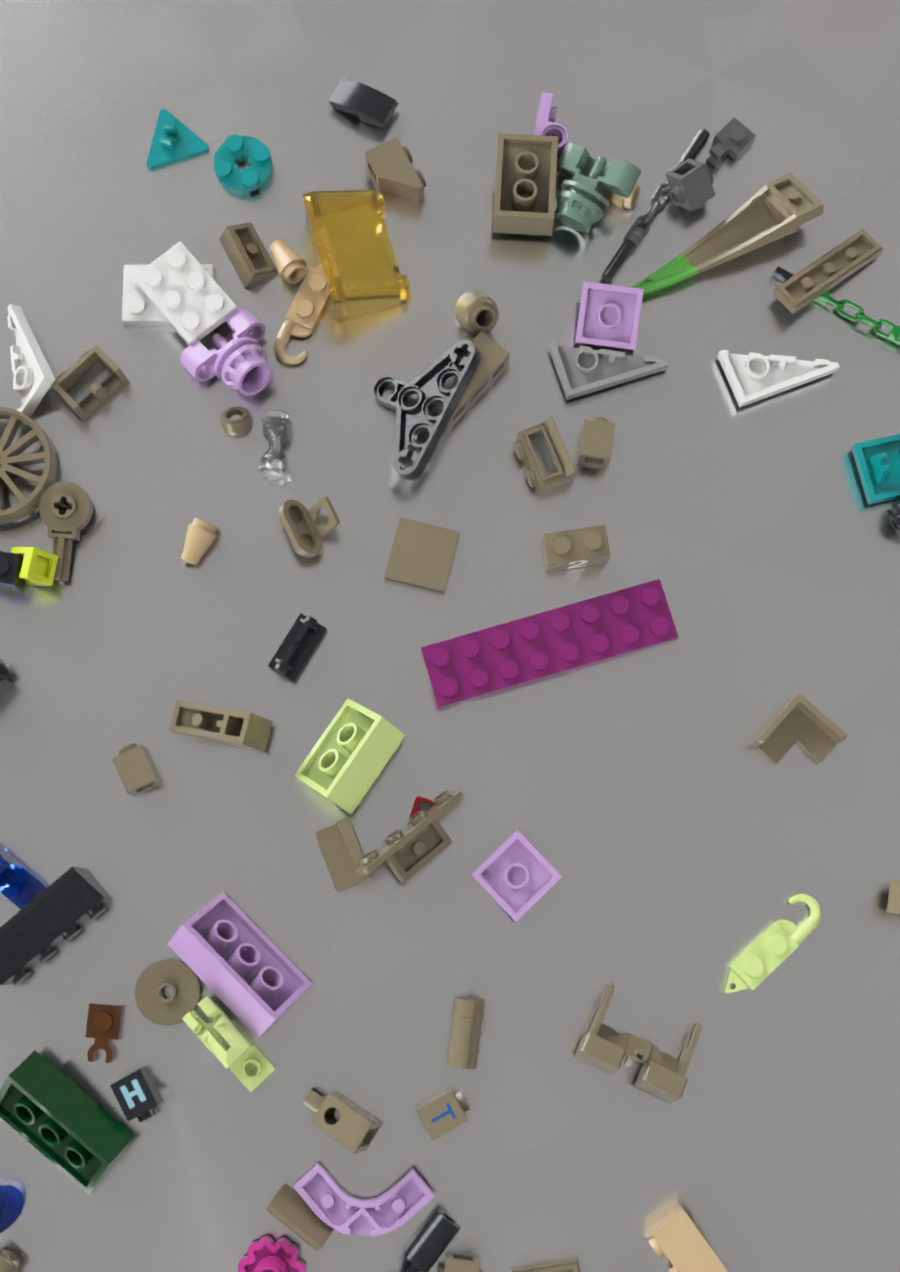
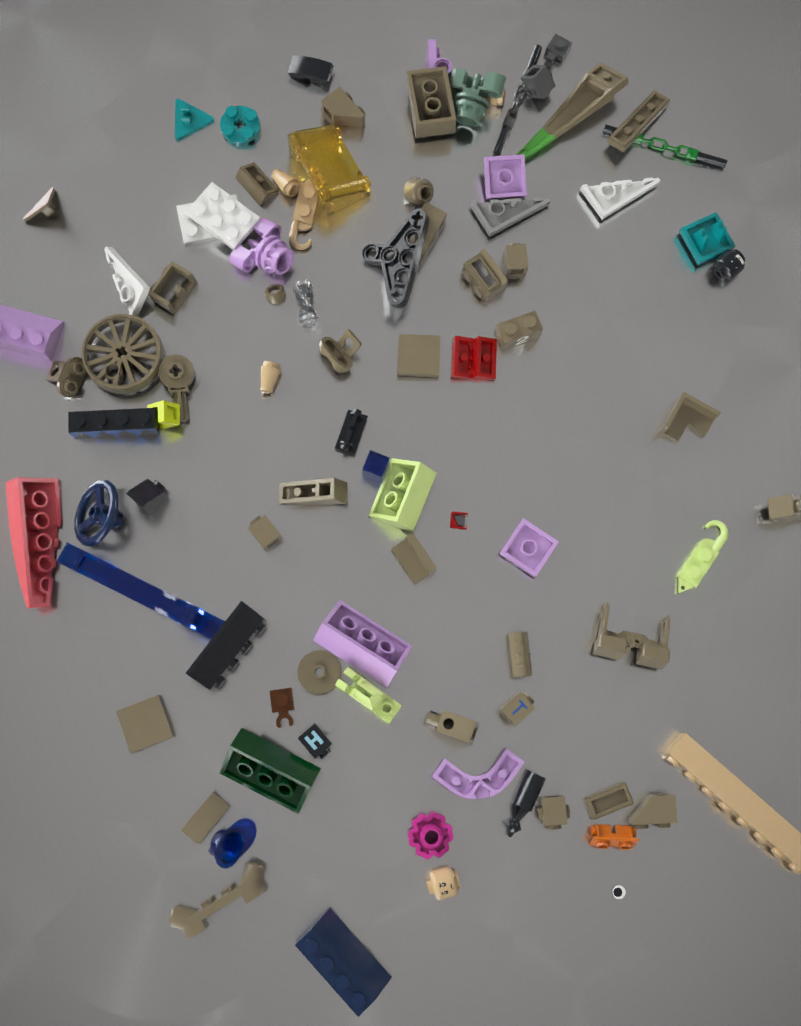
camera: 20 degrees left, 0 degrees up
(297, 1216) = (440, 795): dark tan slope -> none
(319, 706) = (375, 466): none -> clear blue brick
(415, 845) = (459, 541): dark tan bracket -> none
(502, 575) = (474, 358): none -> red slope
(549, 643) = (514, 395): magenta plate -> none

